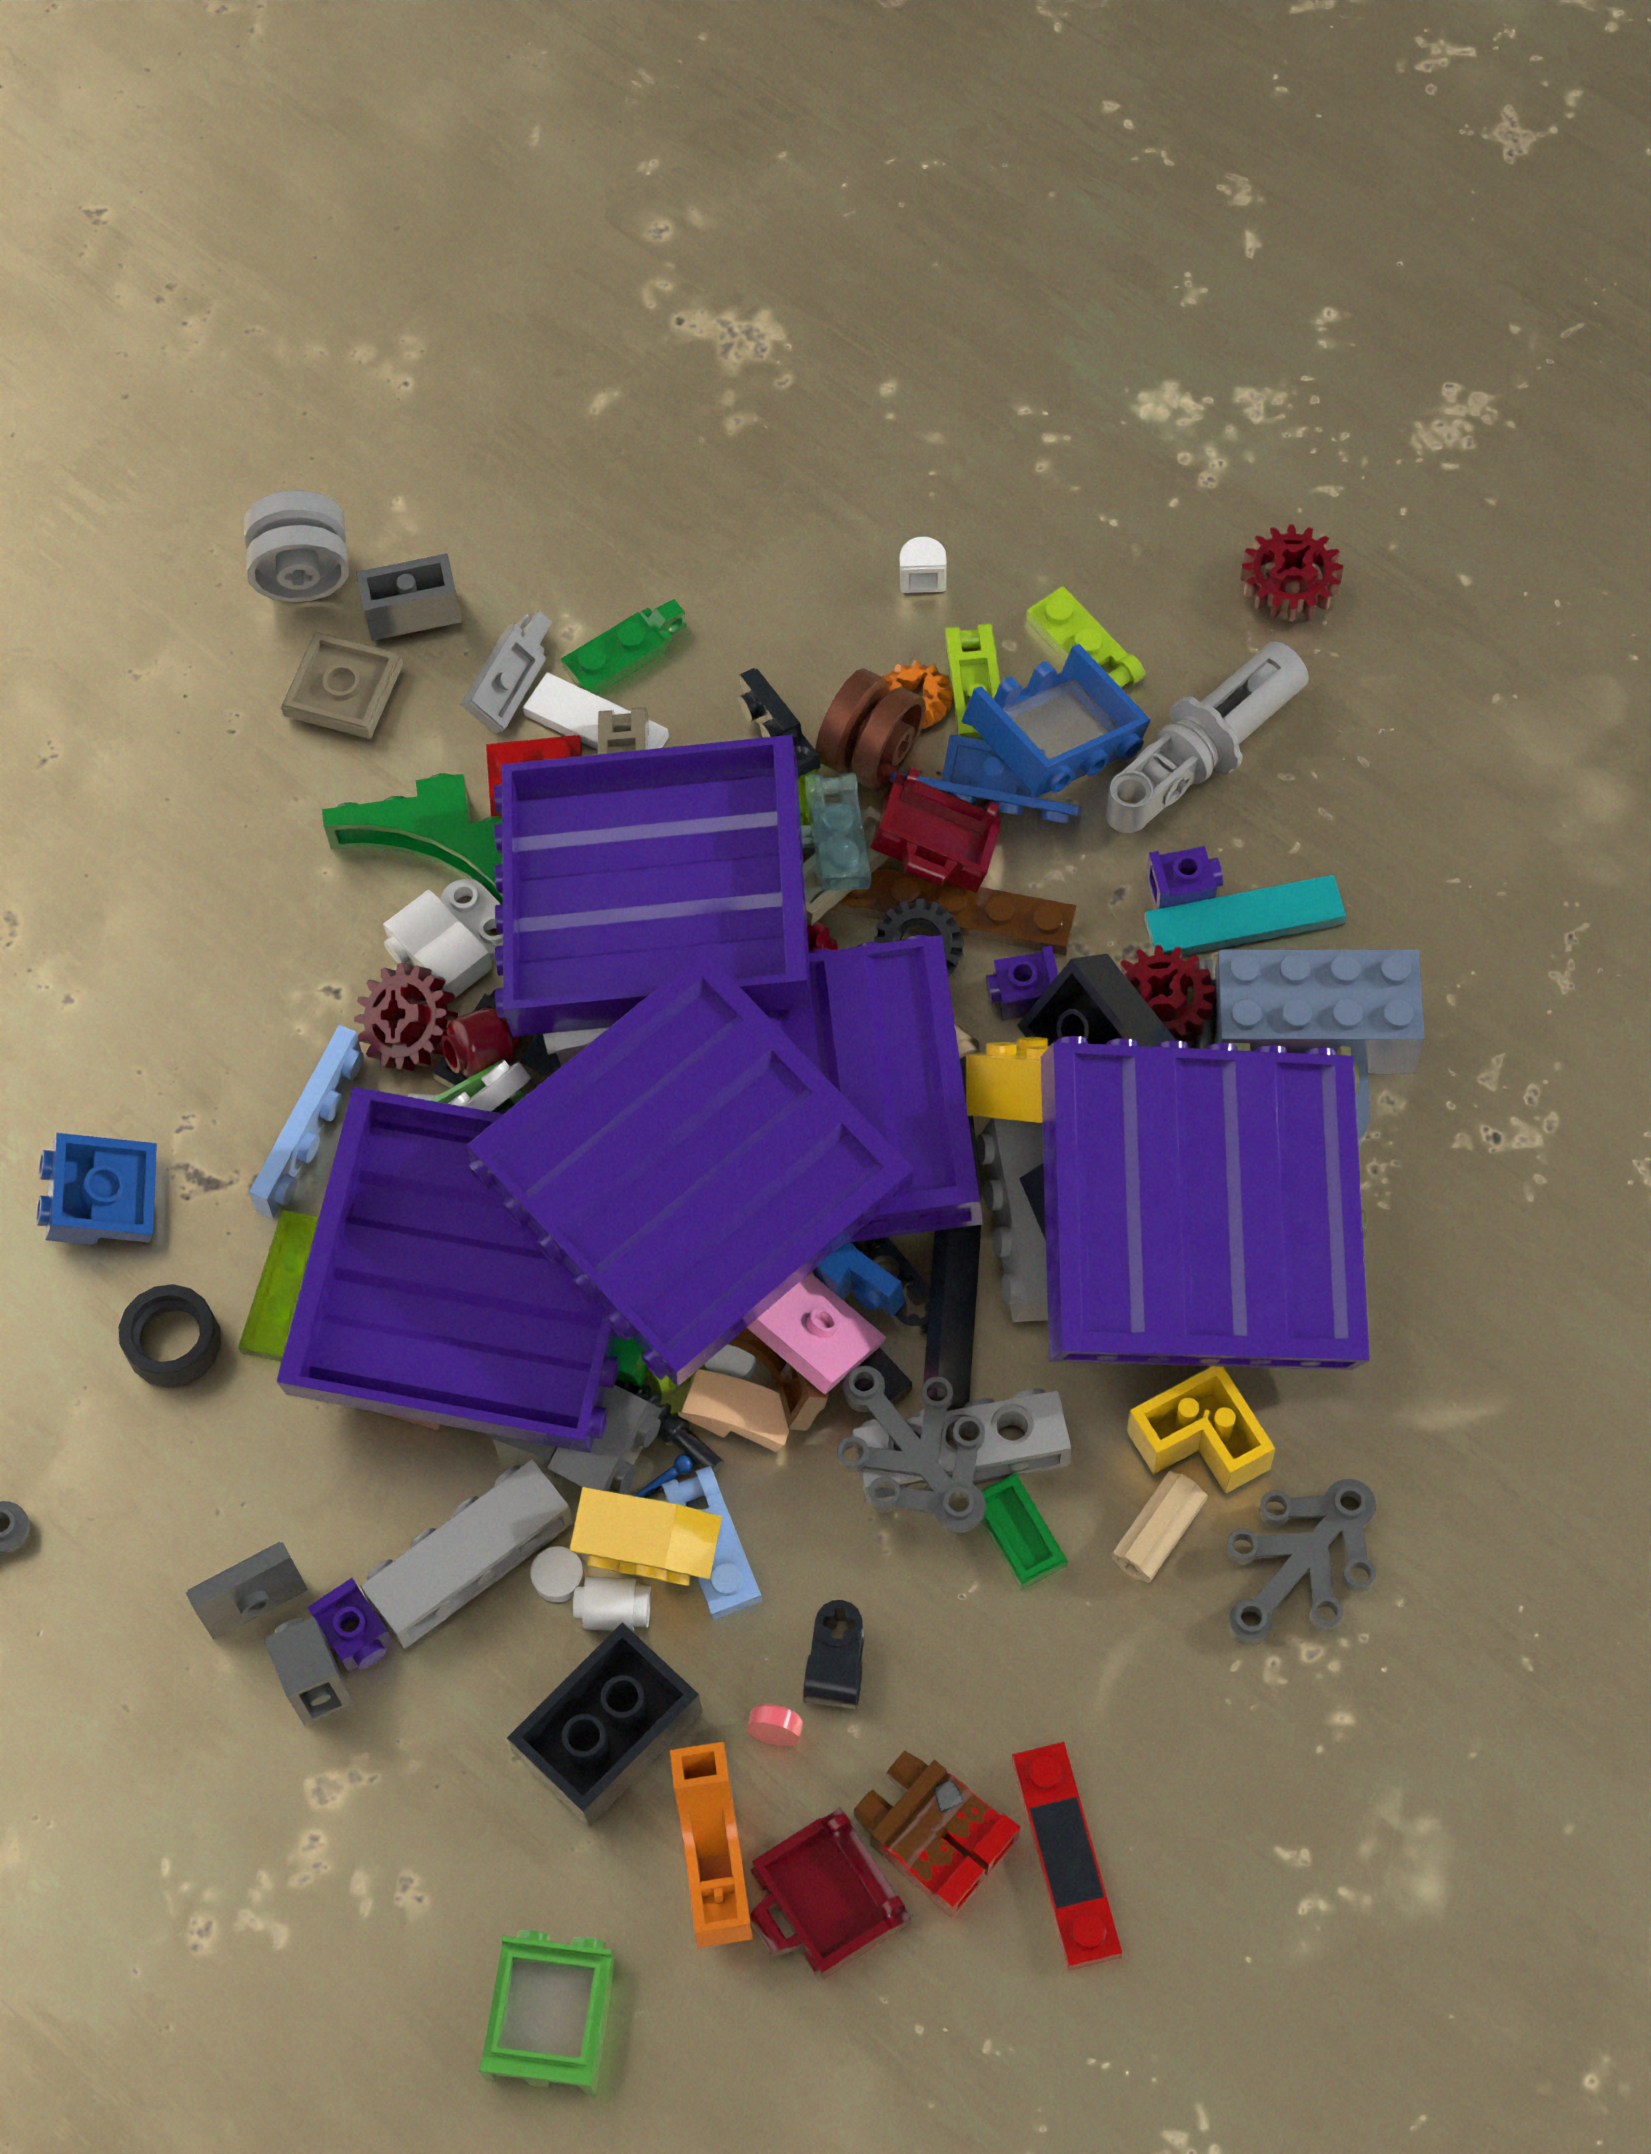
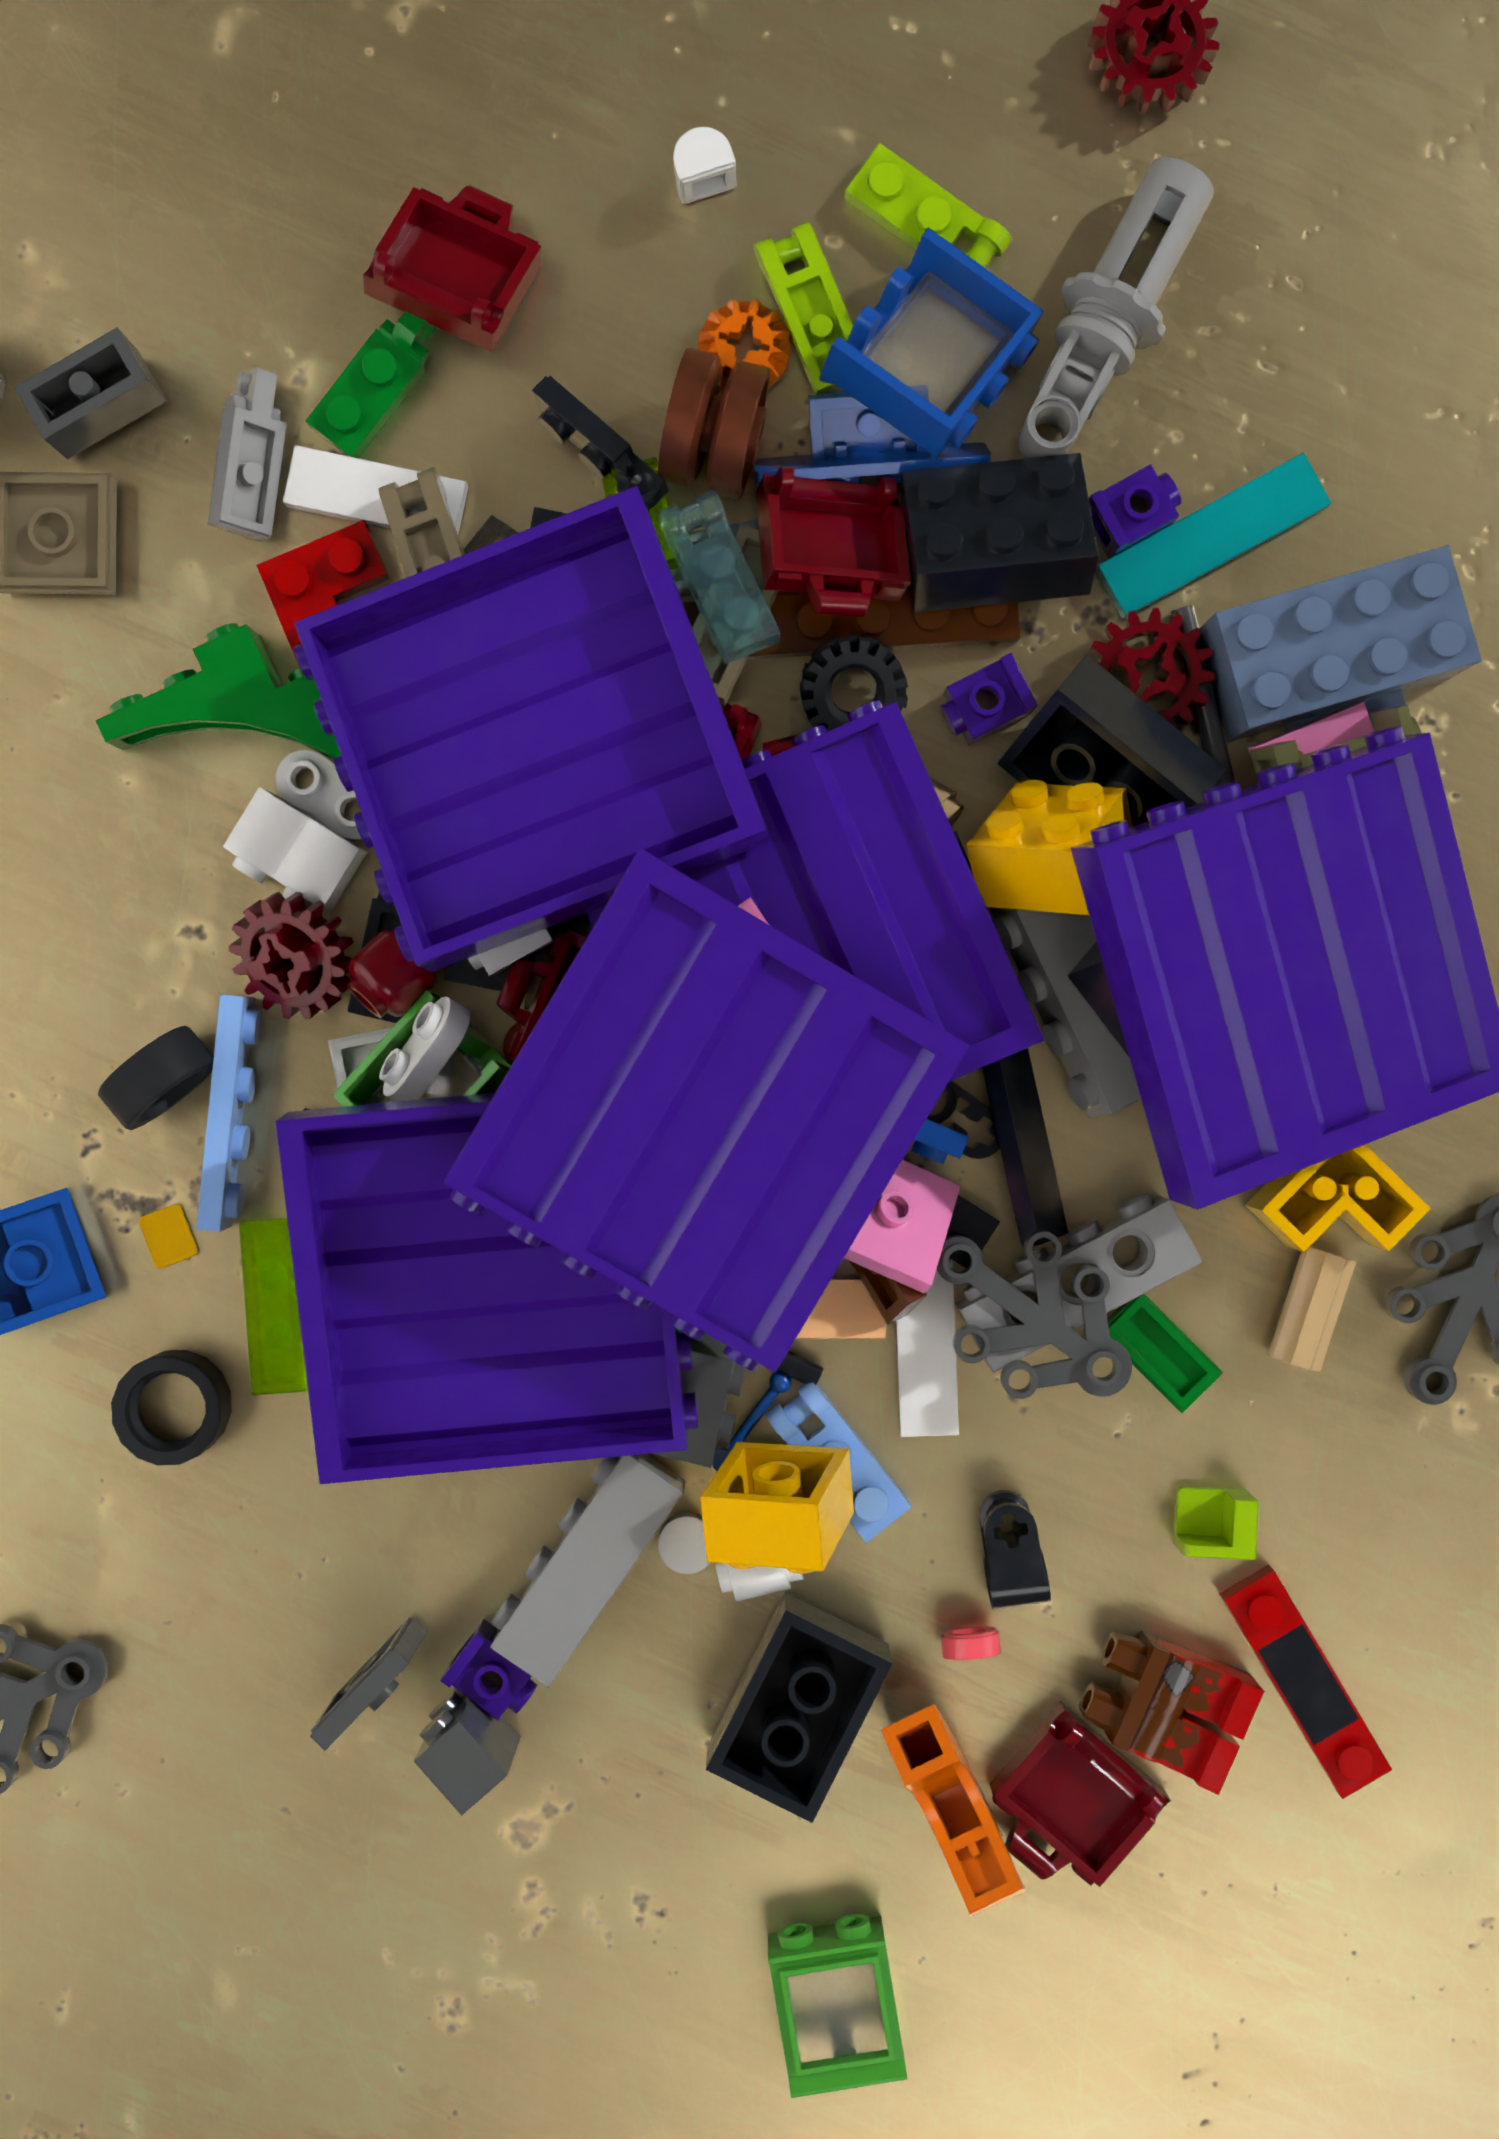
camera: 15 degrees left, 25 degrees up
(219, 1211) = (168, 1236): none -> yellow sticker
(263, 1073) = (156, 1077): none -> black tyre
(713, 584) = (455, 264): none -> dark red piece
(815, 1478) = (928, 1365): none -> white tile
(1024, 1686) = (1216, 1522): none -> lime panel
(1066, 861) = (998, 532): none -> black brick

